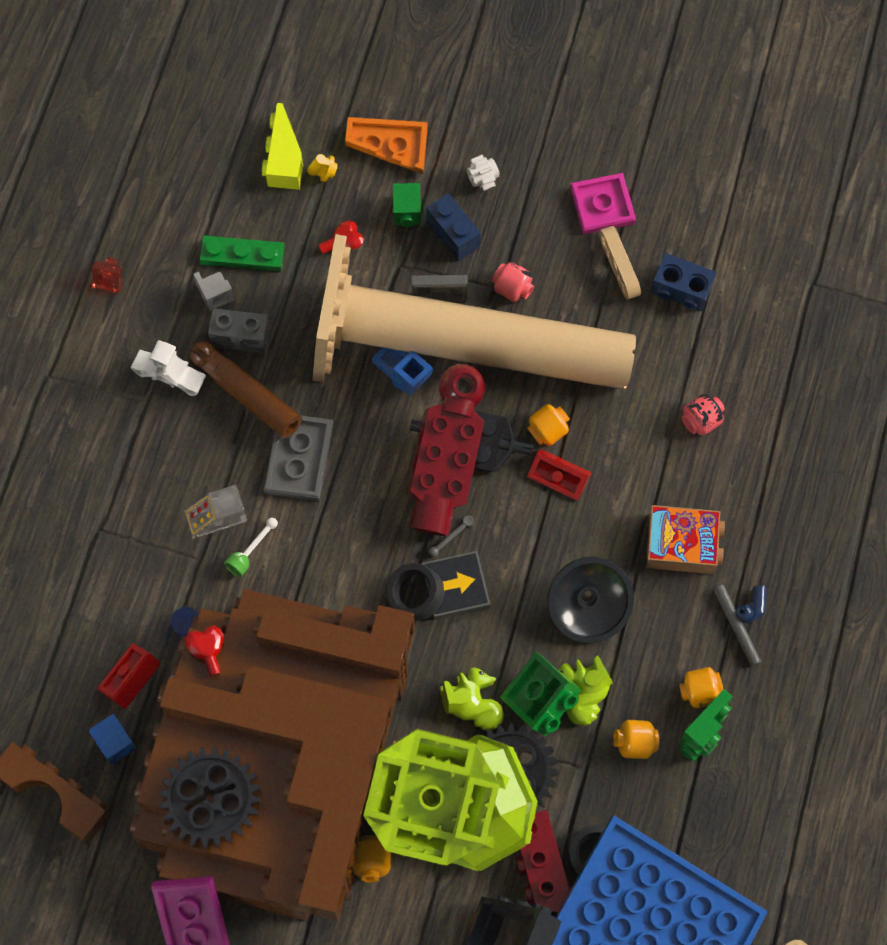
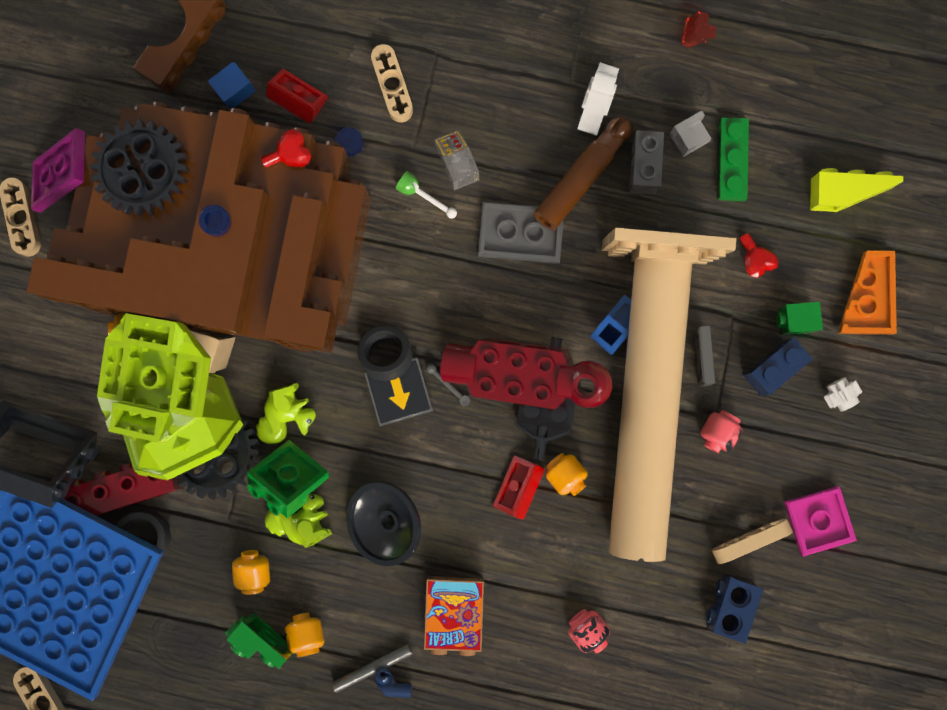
camera: 90 degrees right, 15 degrees up
(108, 587) = (379, 68): none -> tan beam
(276, 711) = (215, 220): none -> clear blue tile
(323, 167) = (835, 231): yellow plate -> none

